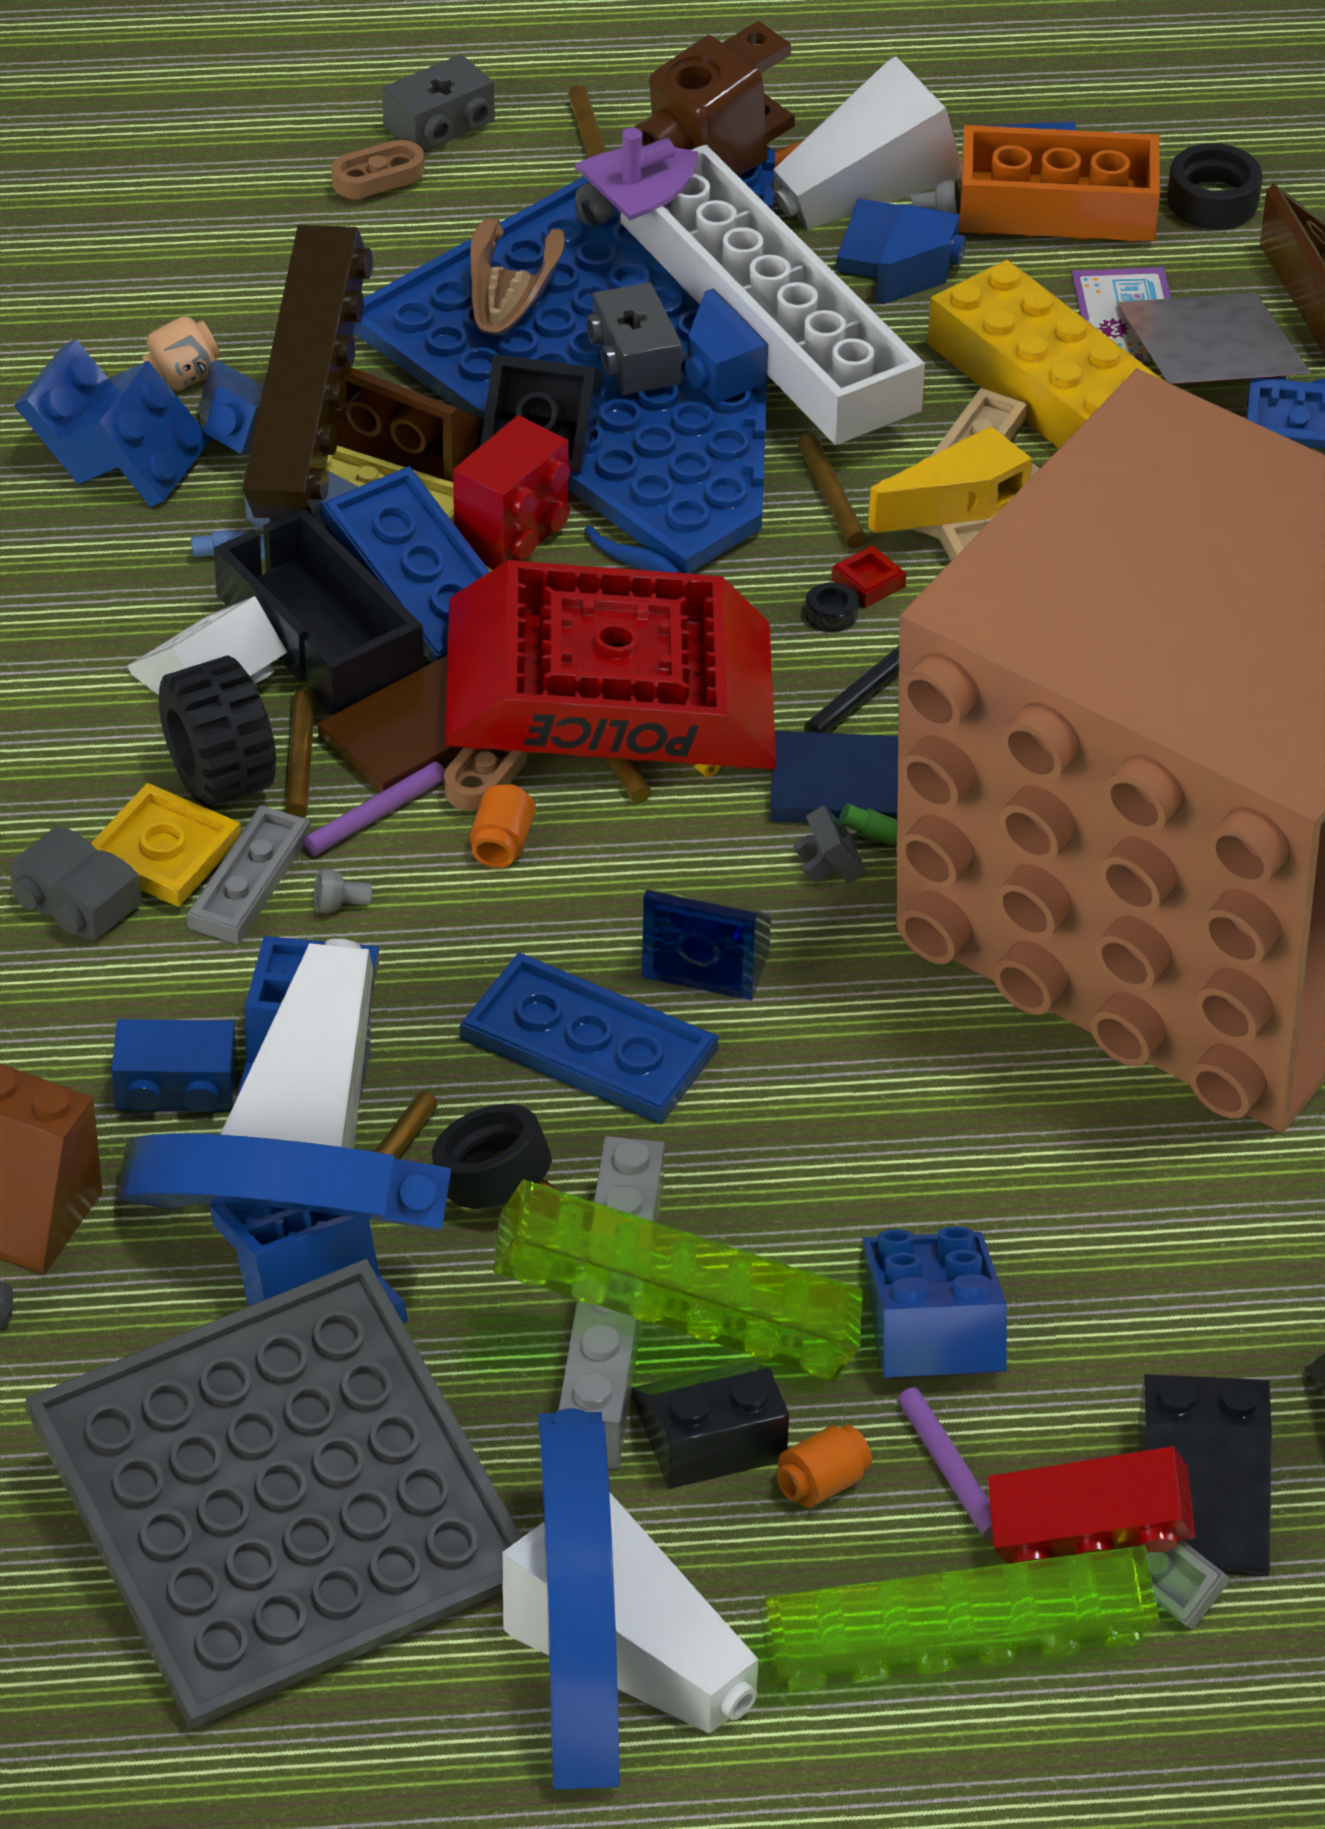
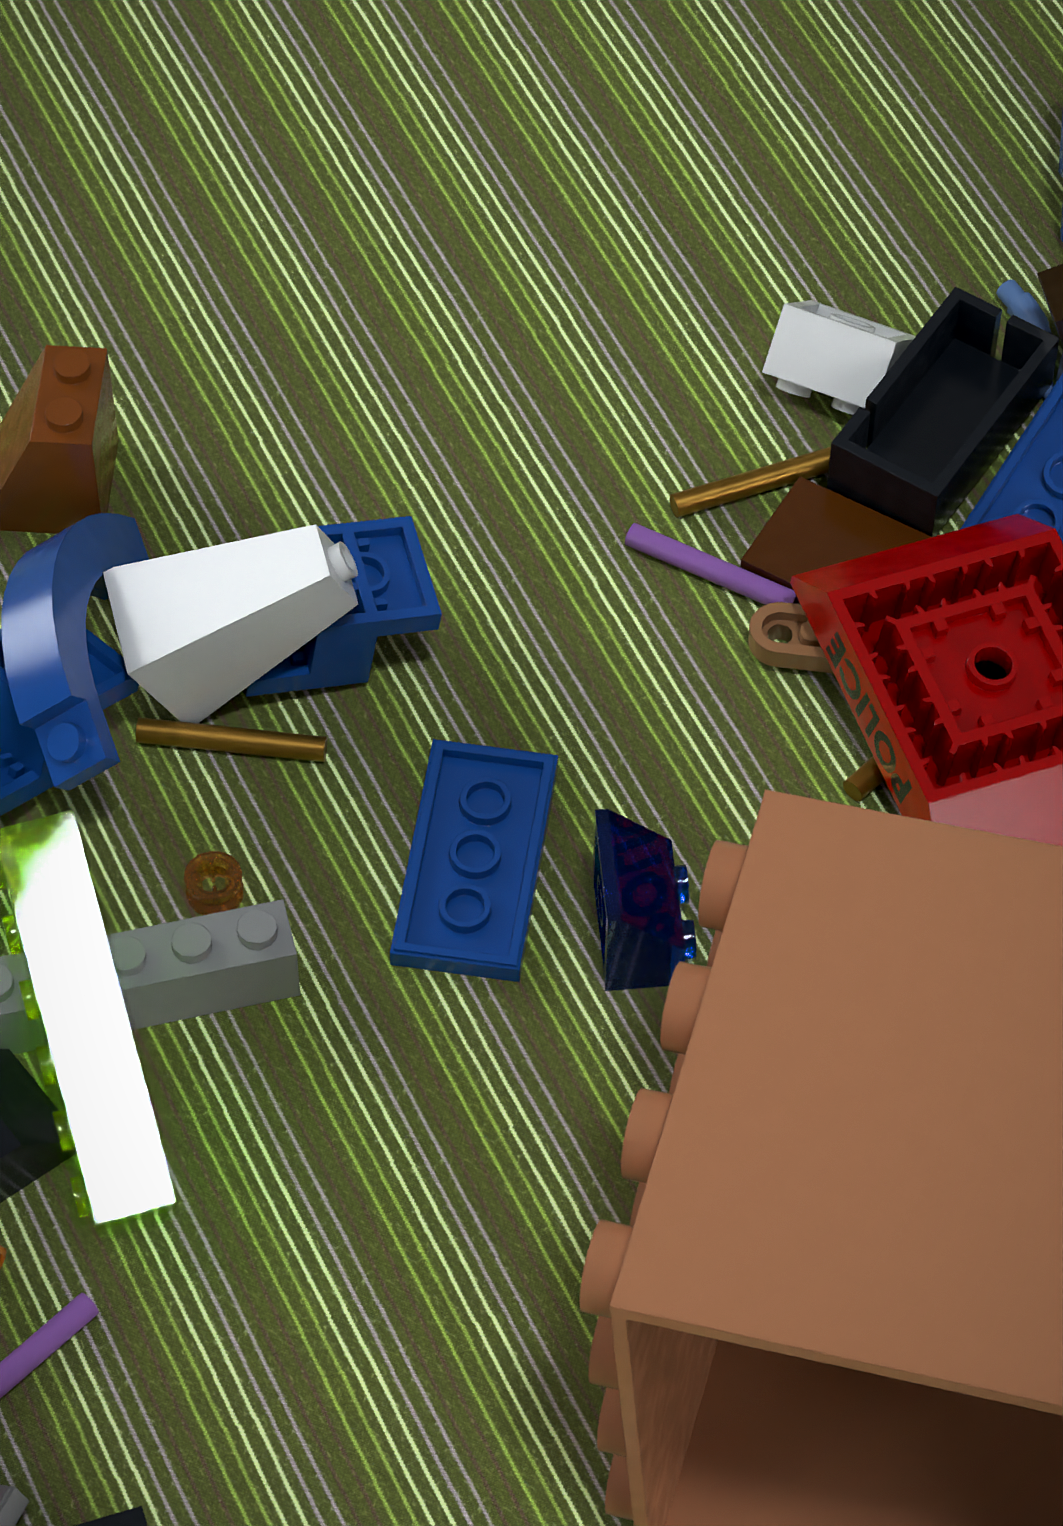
camera: 70 degrees right, 10 degrees up
(75, 883) = (470, 362): dark grey brick -> none
(168, 842) = (563, 413): yellow plate -> none
(174, 1065) = (253, 499): blue brick -> none
(217, 731) = (699, 385): black tyre -> none
(248, 875) = (567, 498): light grey tile -> none
(332, 892) = (569, 571): light grey piece -> none
(485, 1133) = (240, 845): black tyre -> none
(501, 825) = (730, 679): orange brick -> none
(935, 1303) = (216, 1283): blue slope -> none

